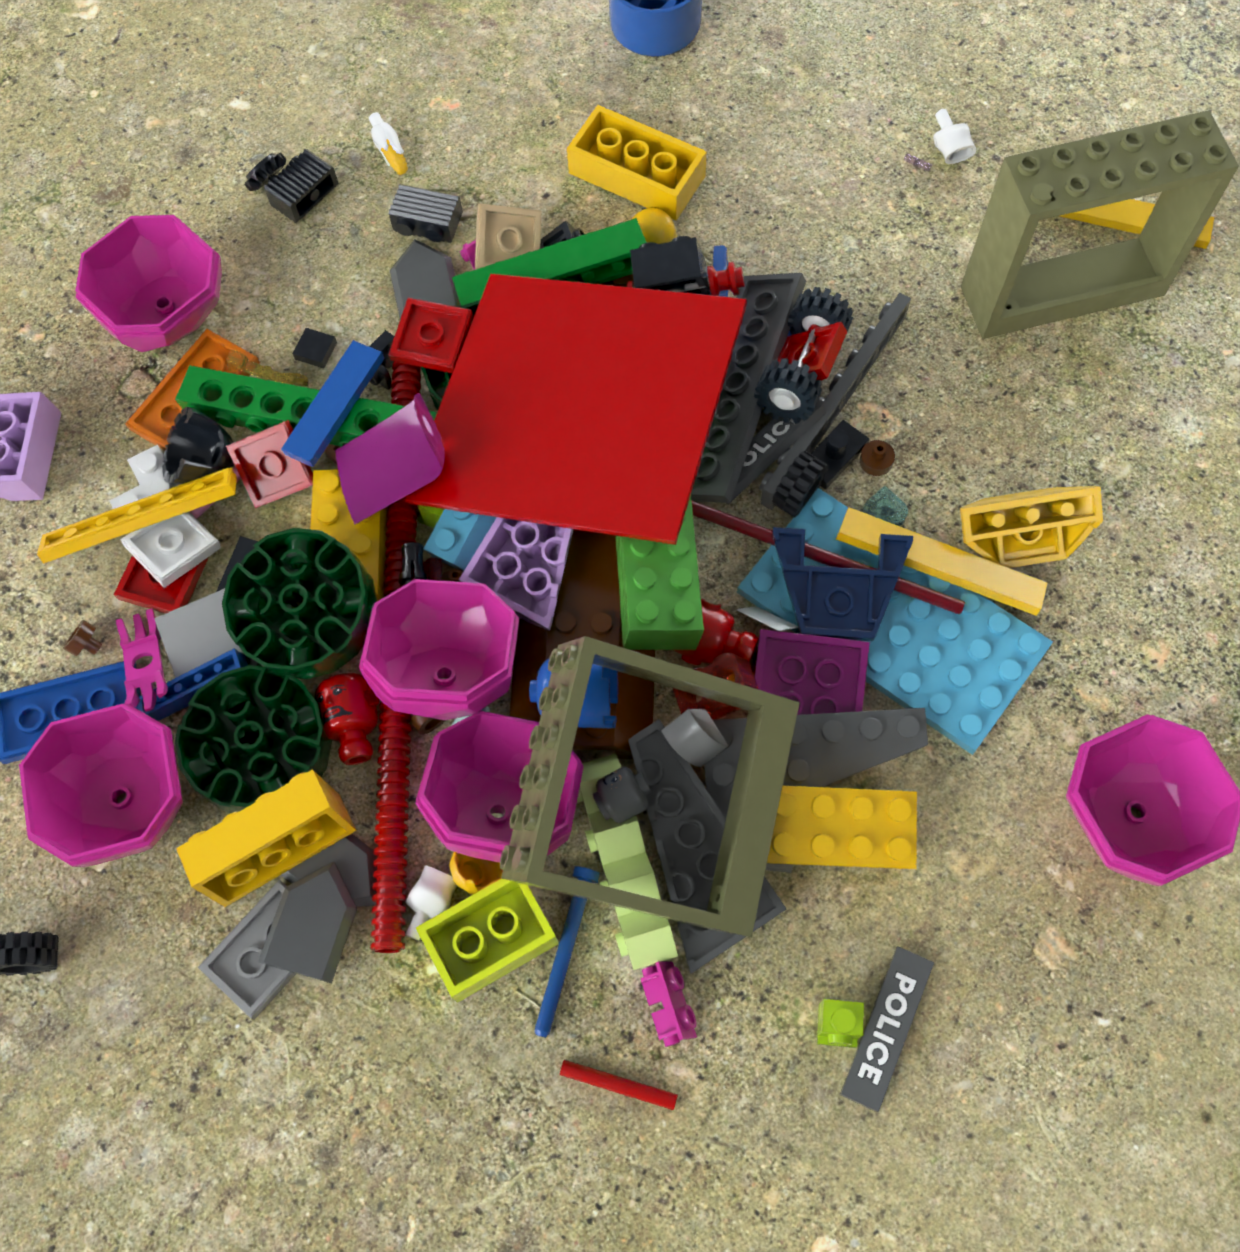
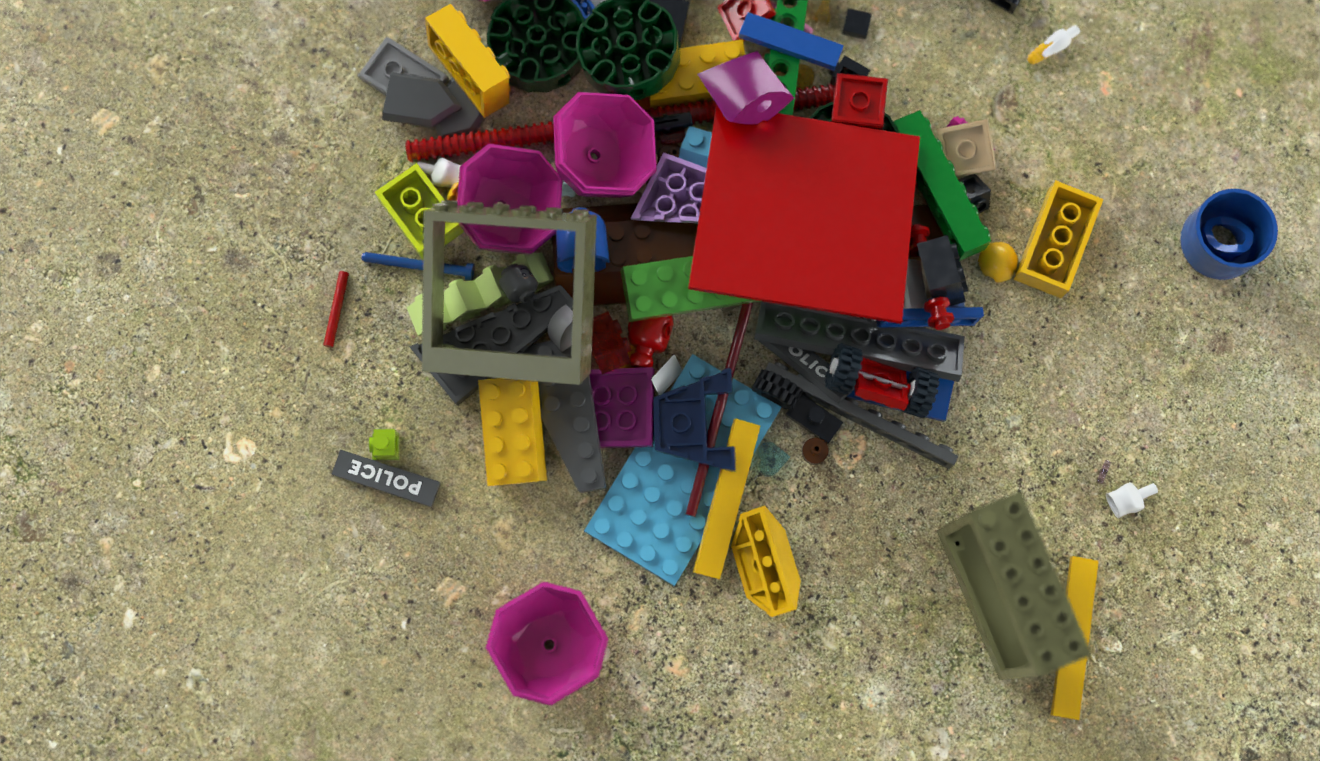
camera: 75 degrees right, 10 degrees up
(348, 715) = (558, 94): red piece -> none
(423, 275) = (929, 90): dark grey tile -> none
(425, 213) = (988, 83): brick -> none
(665, 985) = (379, 340): dark pink hinge -> none

